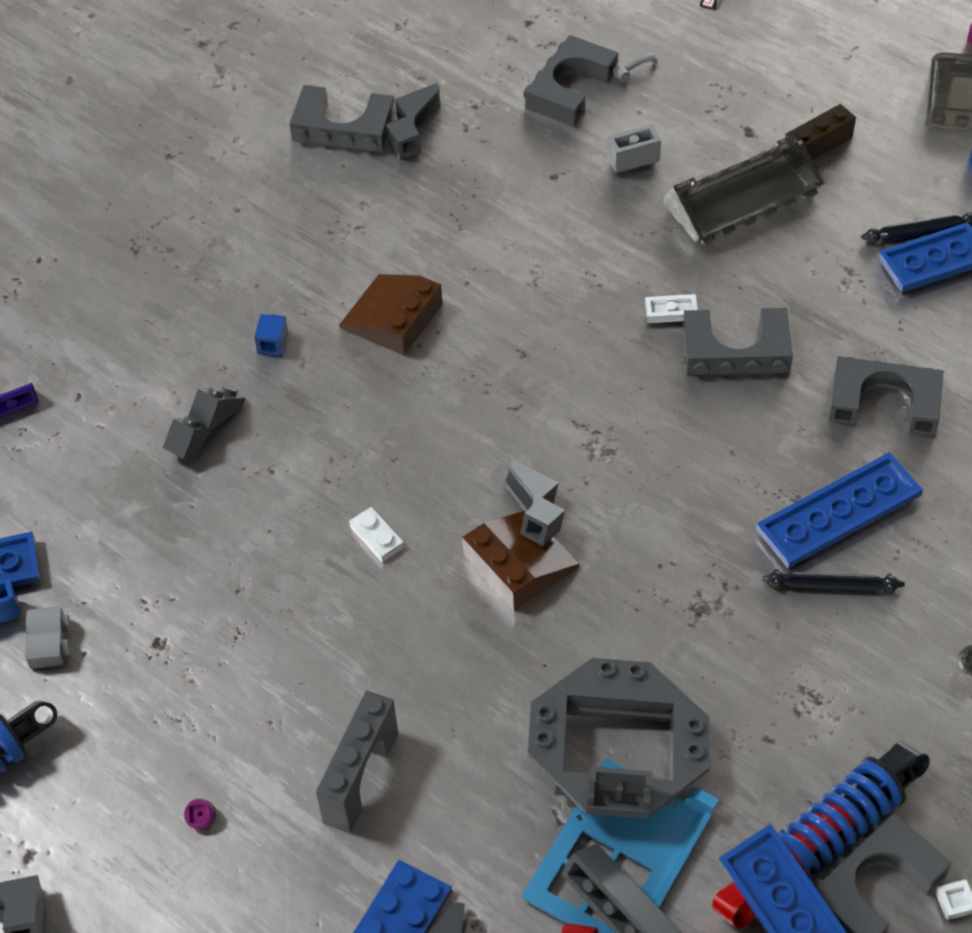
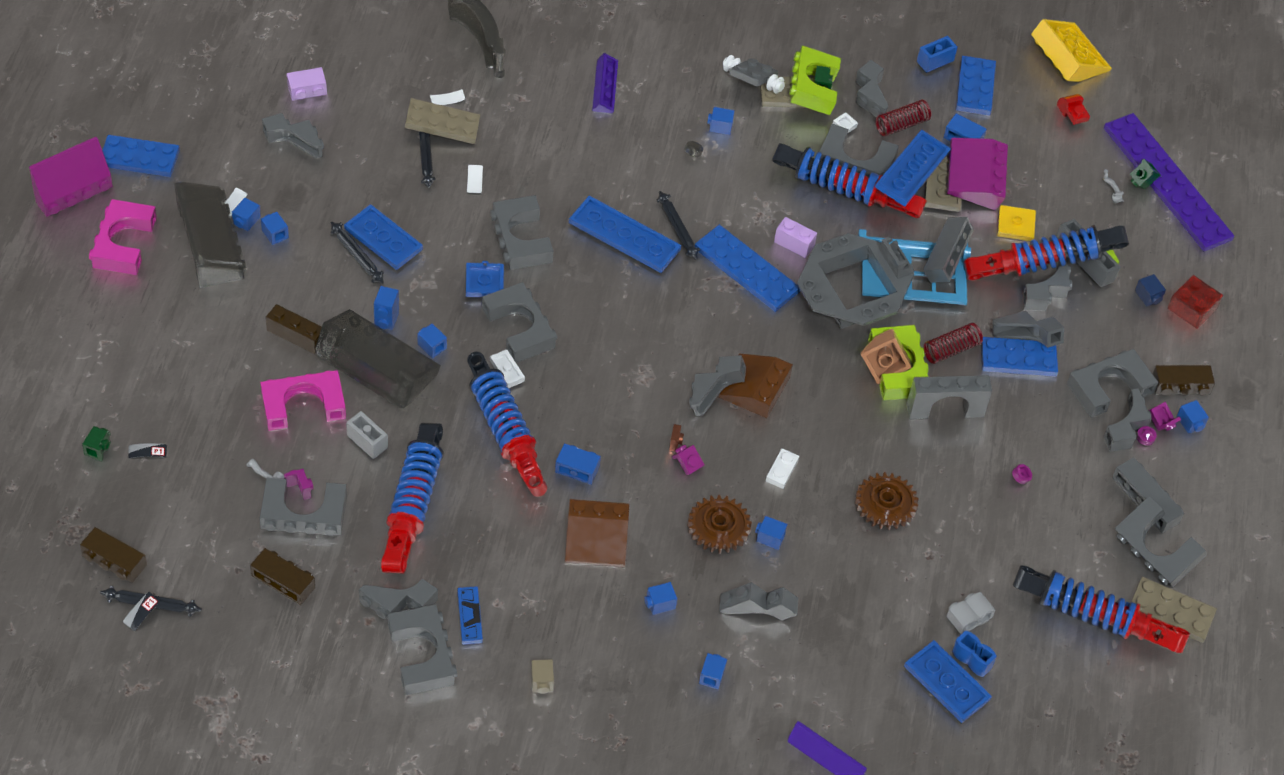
camera: 125 degrees left, 0 degrees up
(152, 345) = (713, 671): none -> blue brick
(235, 626) = (872, 502): none -> reddish brown gear
(247, 200) = (542, 676): none -> dark tan brick
(289, 475) = (771, 532): none -> blue brick
(333, 428) = (704, 526): none -> reddish brown gear
(361, 173) = (470, 615): none -> blue tile
(443, 434) = (688, 458): none -> magenta bracket
(454, 863) = (969, 336): none -> dark red piece
(471, 720) = (885, 355): none -> nougat slope
(479, 433) = (676, 438): none -> copper plate
(489, 773) = (898, 385): none -> lime arch
(494, 42) = (283, 576): none -> dark brown brick
(495, 324) = (577, 464): none -> blue brick
(532, 161) = (412, 496): none -> piece
(591, 270) = (506, 422): none -> piece
(602, 86) = (299, 478): none -> magenta bracket
(719, 140) = (323, 385): none -> dark pink arch
(724, 634) = (747, 268): none -> blue plate
(744, 712) = (795, 237): none -> lavender brick
(747, 250) = (432, 340): none -> blue brick
(808, 213) = (386, 308): none -> blue brick
(822, 332) = (483, 279): none -> blue plate

